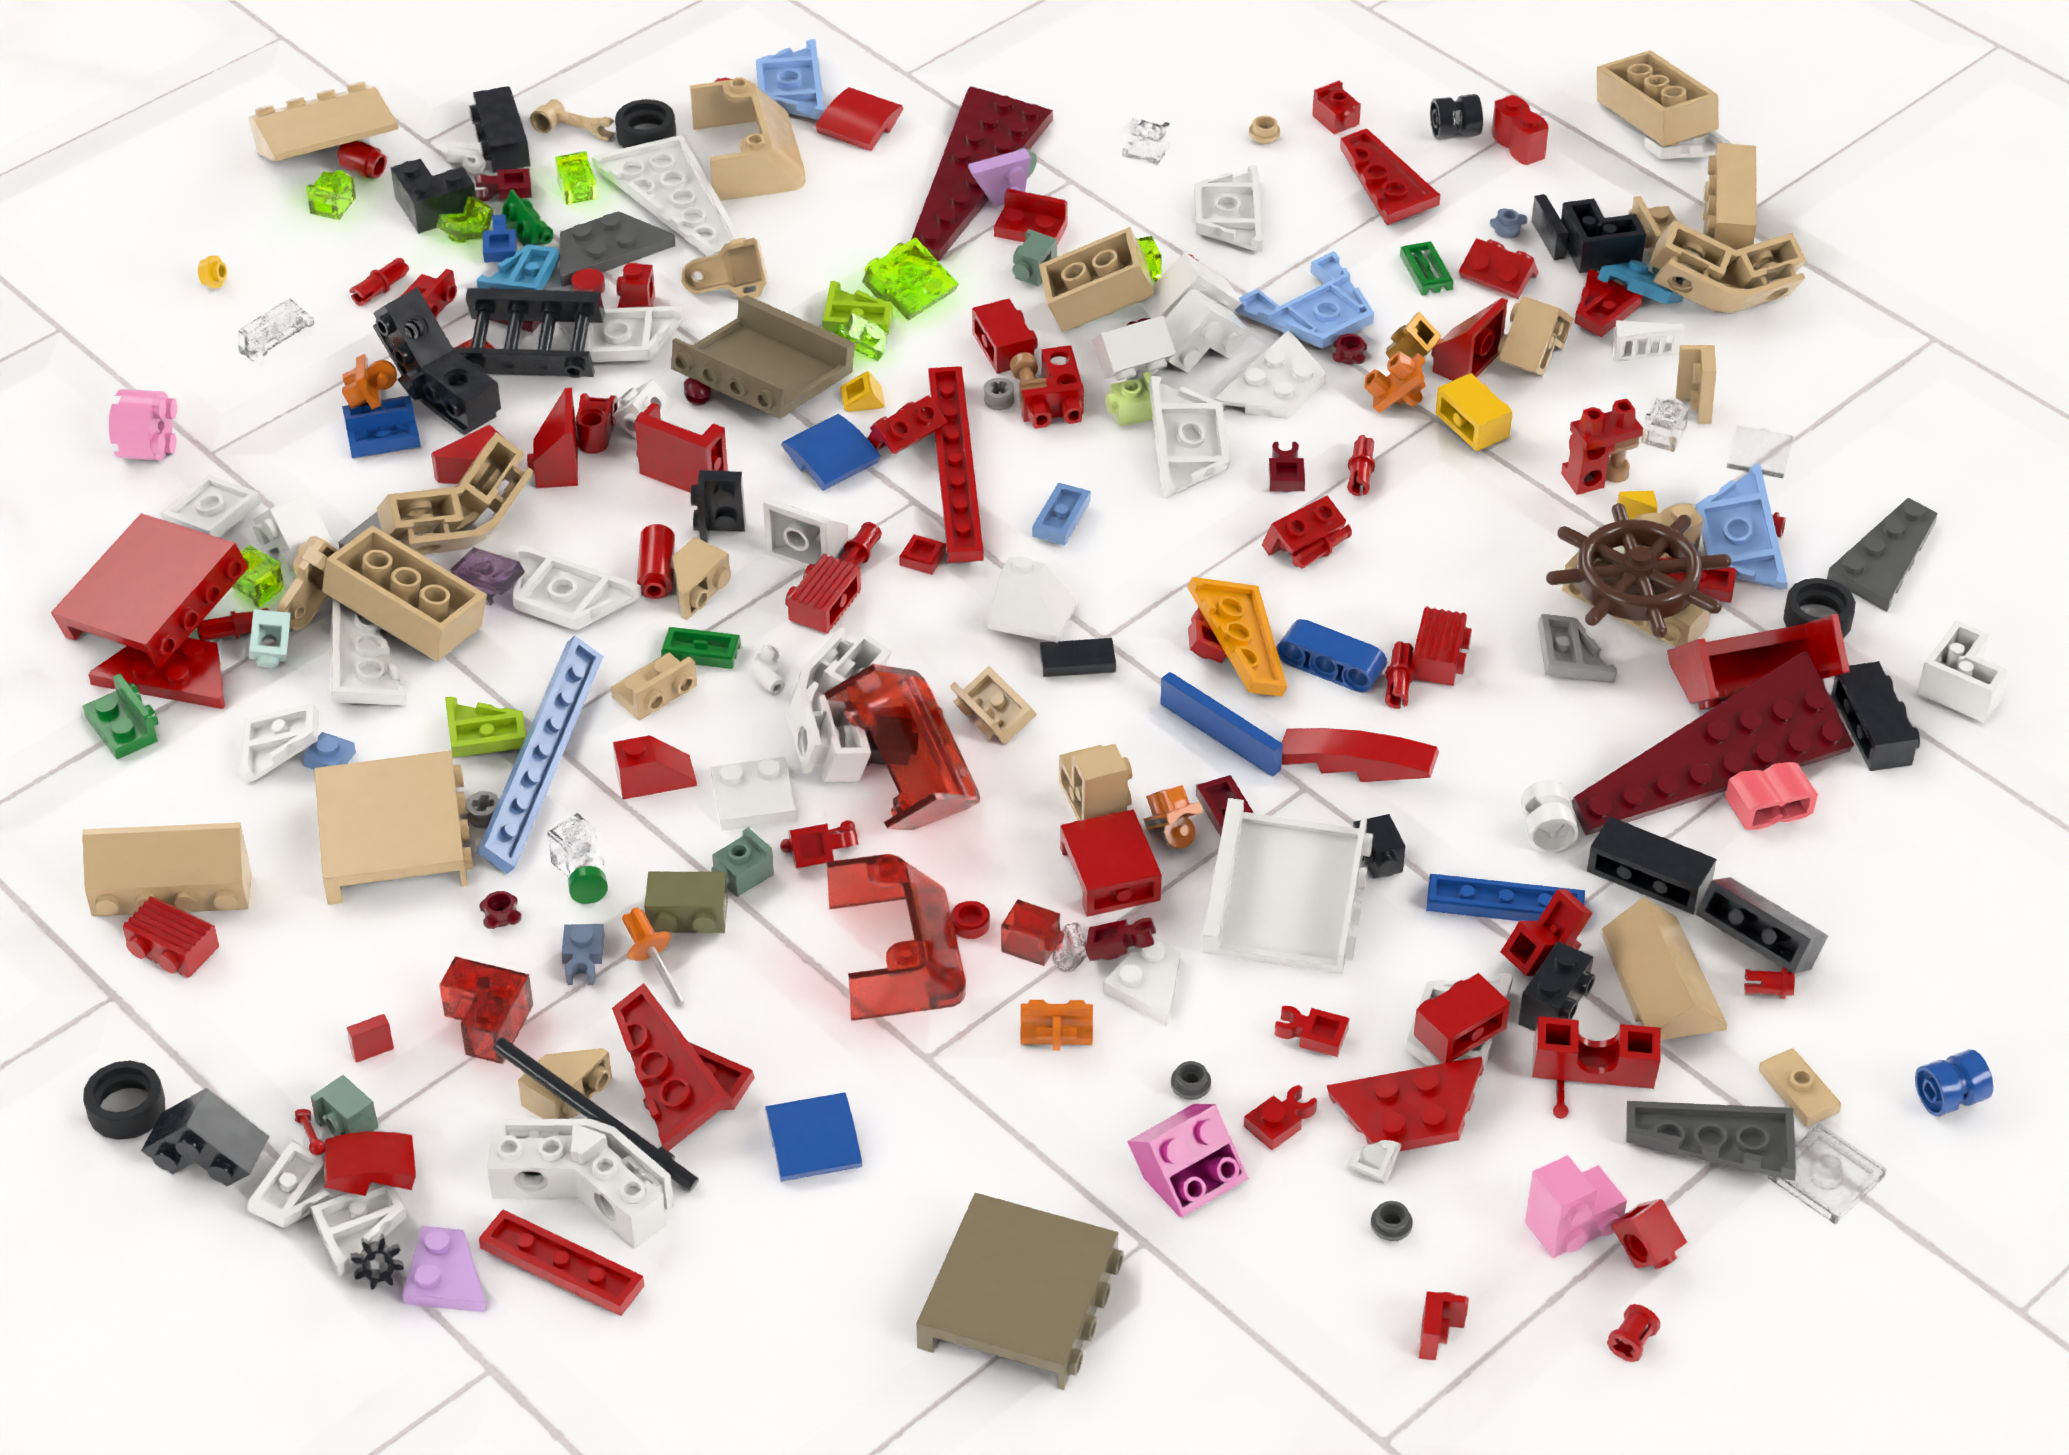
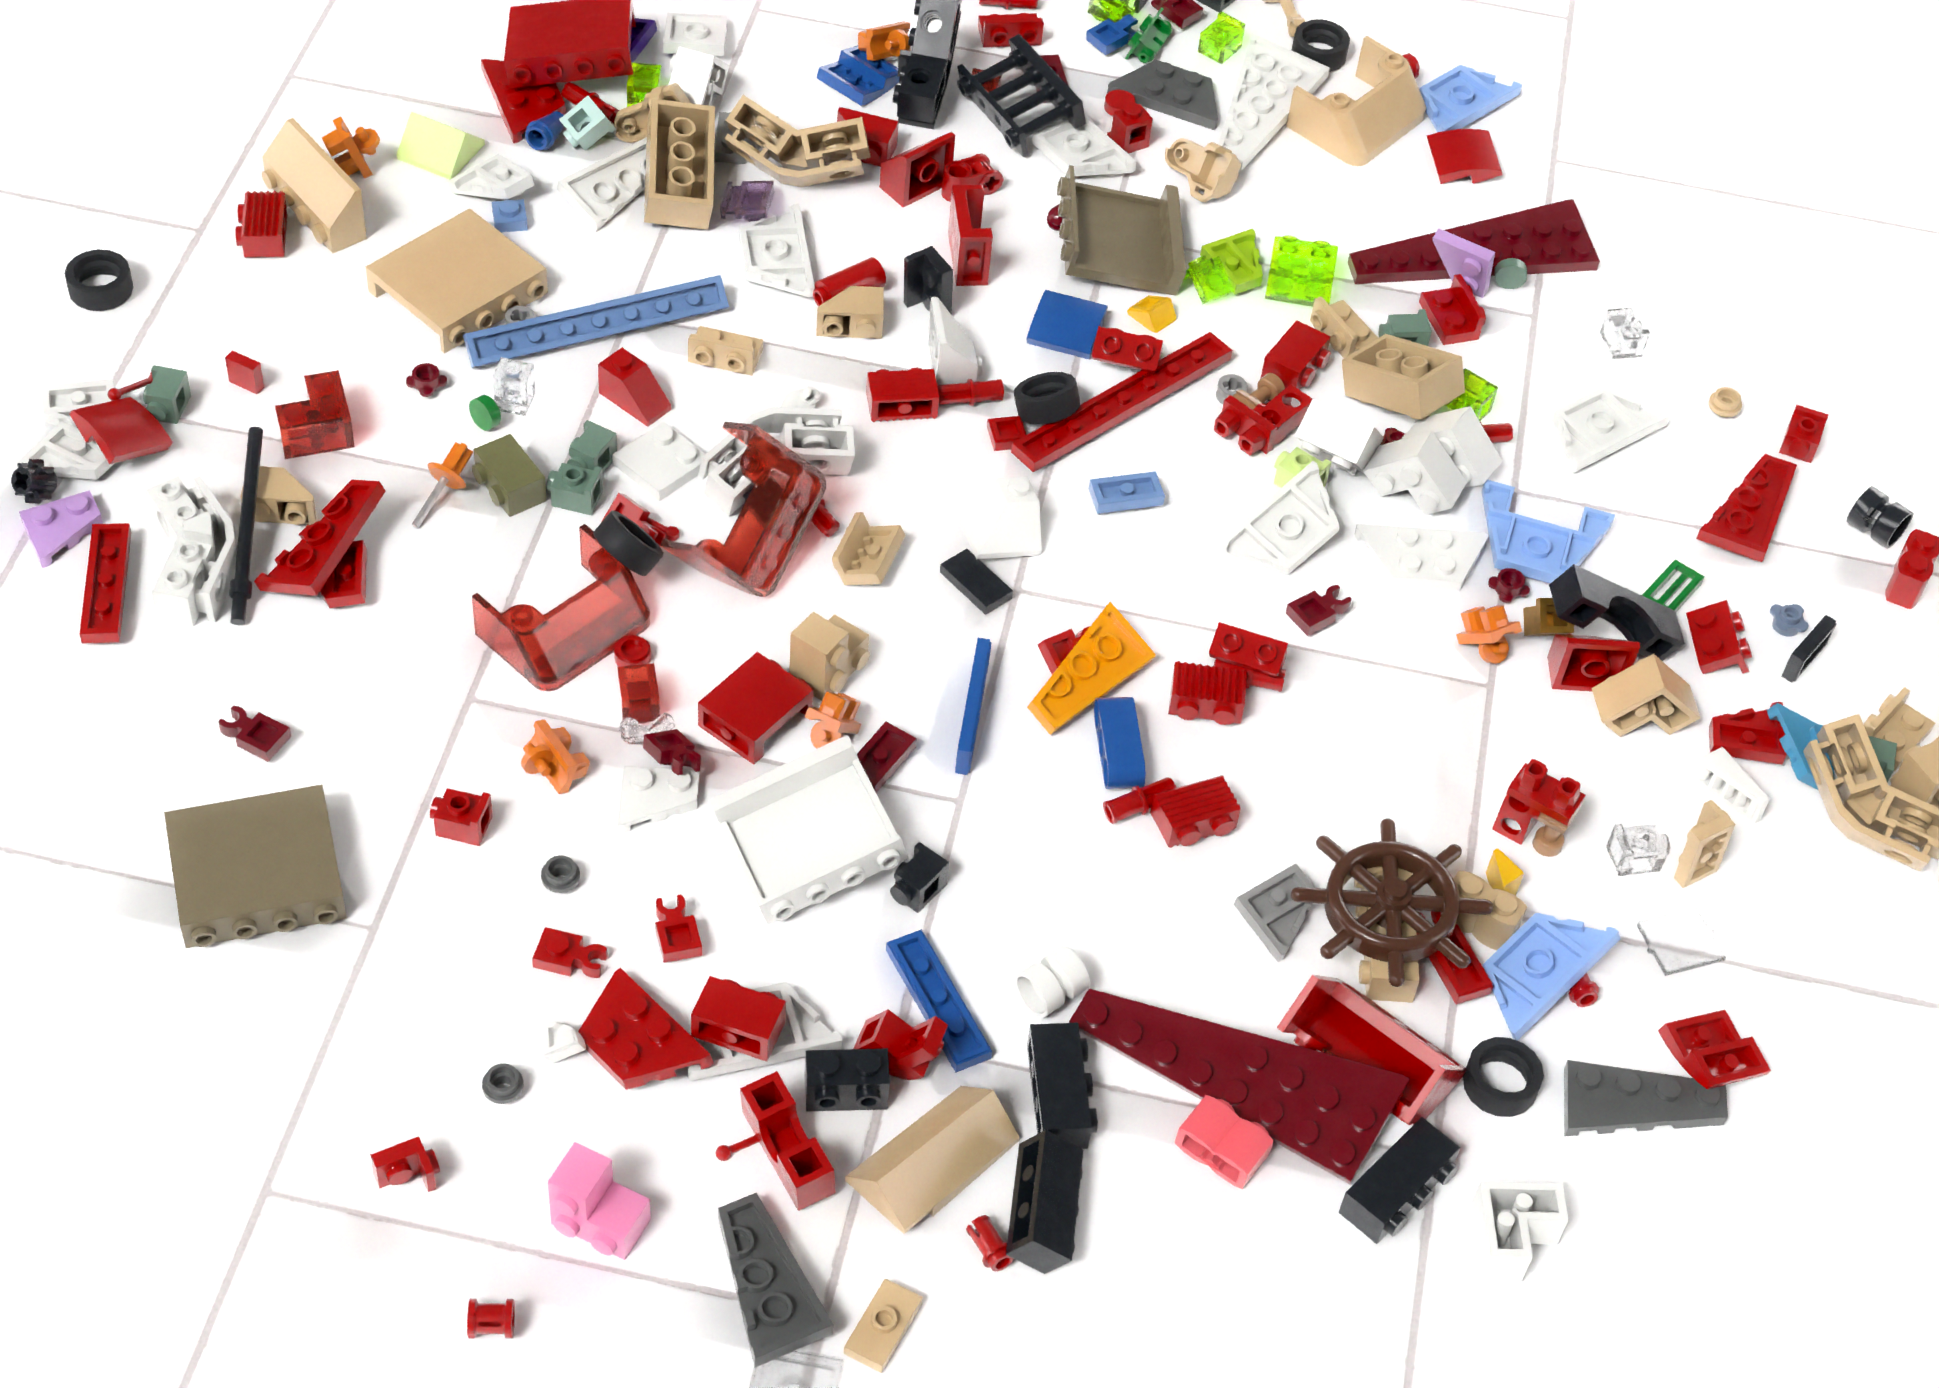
camera: 50 degrees right, 5 degrees up
(122, 719) = (454, 97): green bracket -> none
(137, 809) = (363, 142): none -> orange hips
(182, 762) = (437, 146): none -> yellowish green slope
(206, 1133) = (78, 336): black brick -> none
(241, 673) = (544, 131): none -> blue cone
(483, 728) = (595, 276): lime wing -> none
(525, 270) = (1092, 63): dark azure wing -> none
(582, 949) = (424, 443): sand blue plate -> none
(637, 400) = (1010, 195): white brick -> none
(695, 644) = (797, 373): green tile -> none
(705, 828) = (593, 447): none -> sand green brick
(813, 1136) = (330, 665): blue slope -> none
(854, 1222) = (258, 736): none -> dark red plate
(878, 841) = (628, 543): none -> black tyre
(909, 489) = (1047, 397): none -> black tyre
(983, 289) = (1343, 325): none -> tan bracket
(1075, 1116) = (462, 816): none -> red brick
(1189, 1158) = (468, 910): slope -> none
(1323, 577) = (1207, 693): none -> red brick
(1361, 465) = (1371, 658): red axle -> none
(1368, 753) = (1018, 814): red slope -> none
(1445, 296) = (1585, 596): none -> black arch
(1473, 412) = (1506, 702): yellow brick -> none
(1601, 240) = (1821, 685): black brick -> none
(1649, 1234) = (603, 1277): brick -> none
(1877, 490) = (1713, 1050): none -> red slope

